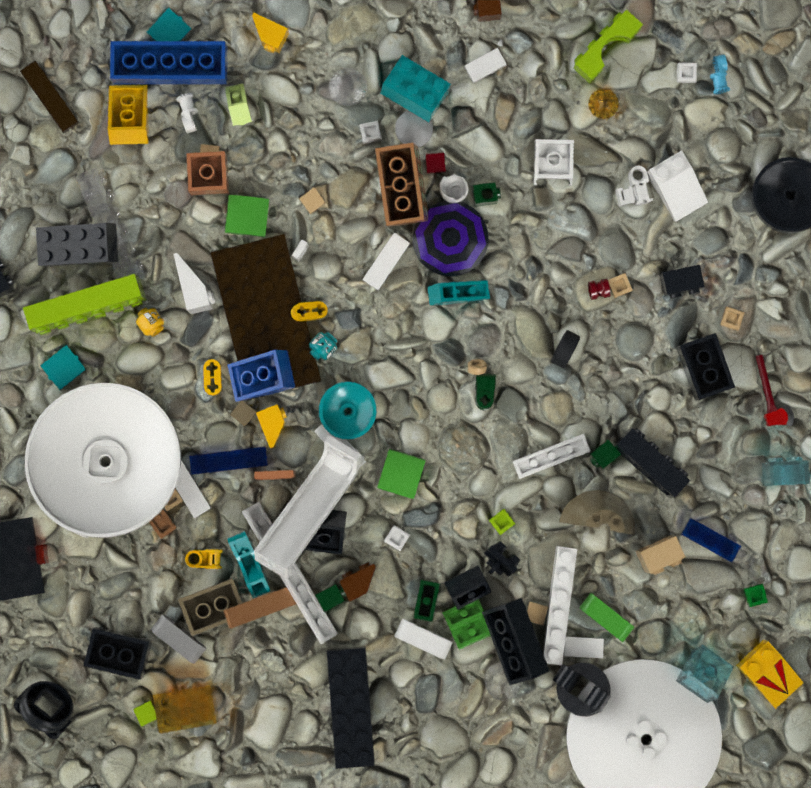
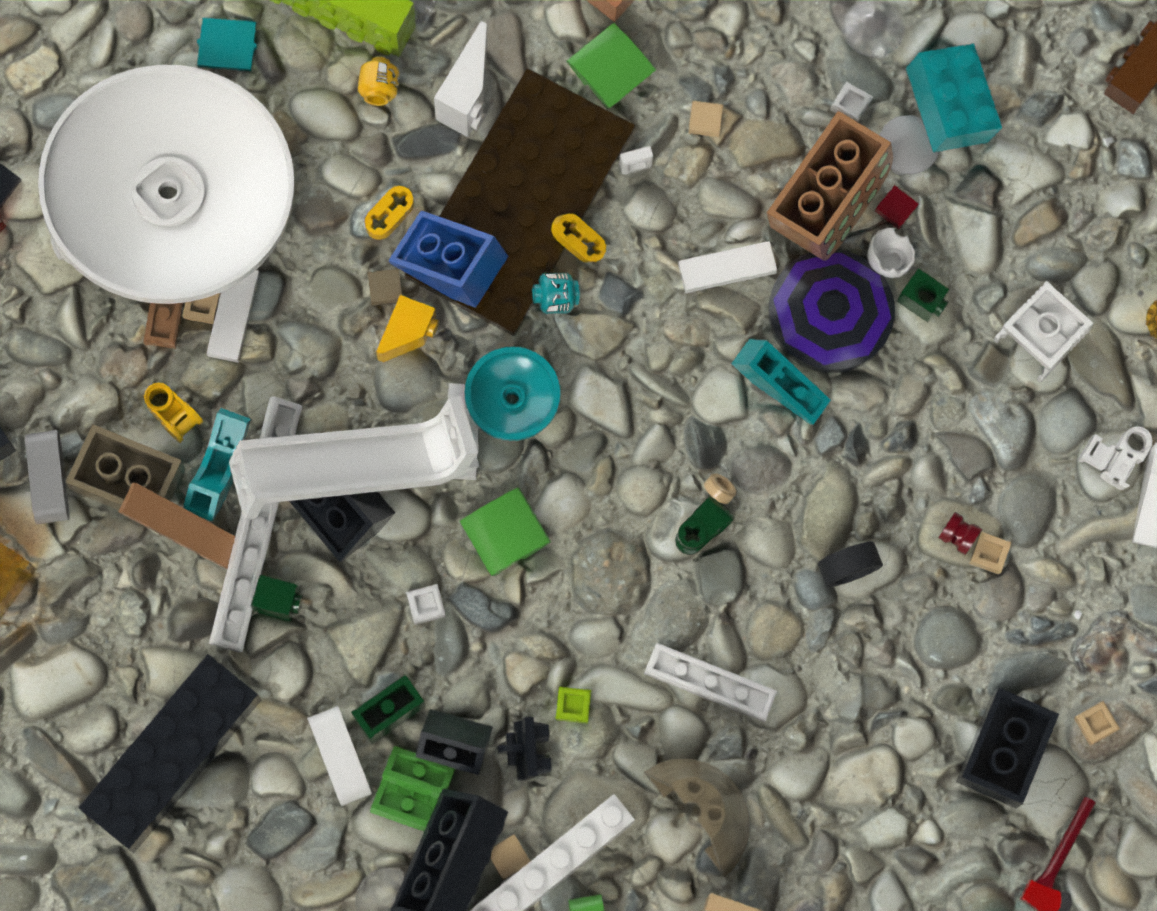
camera: 40 degrees right, 10 degrees down
(228, 460) = (313, 326): clear blue tile -> none
(270, 475) = (351, 388): nougat tile -> none
(357, 583) = (327, 612): reddish brown slope -> none
(485, 65) = (1064, 149): white tile -> none
(604, 455) = (778, 739): dark green brick -> none
(651, 463) = (828, 801): black brick -> none
(682, 281) = (1074, 618): black brick -> none

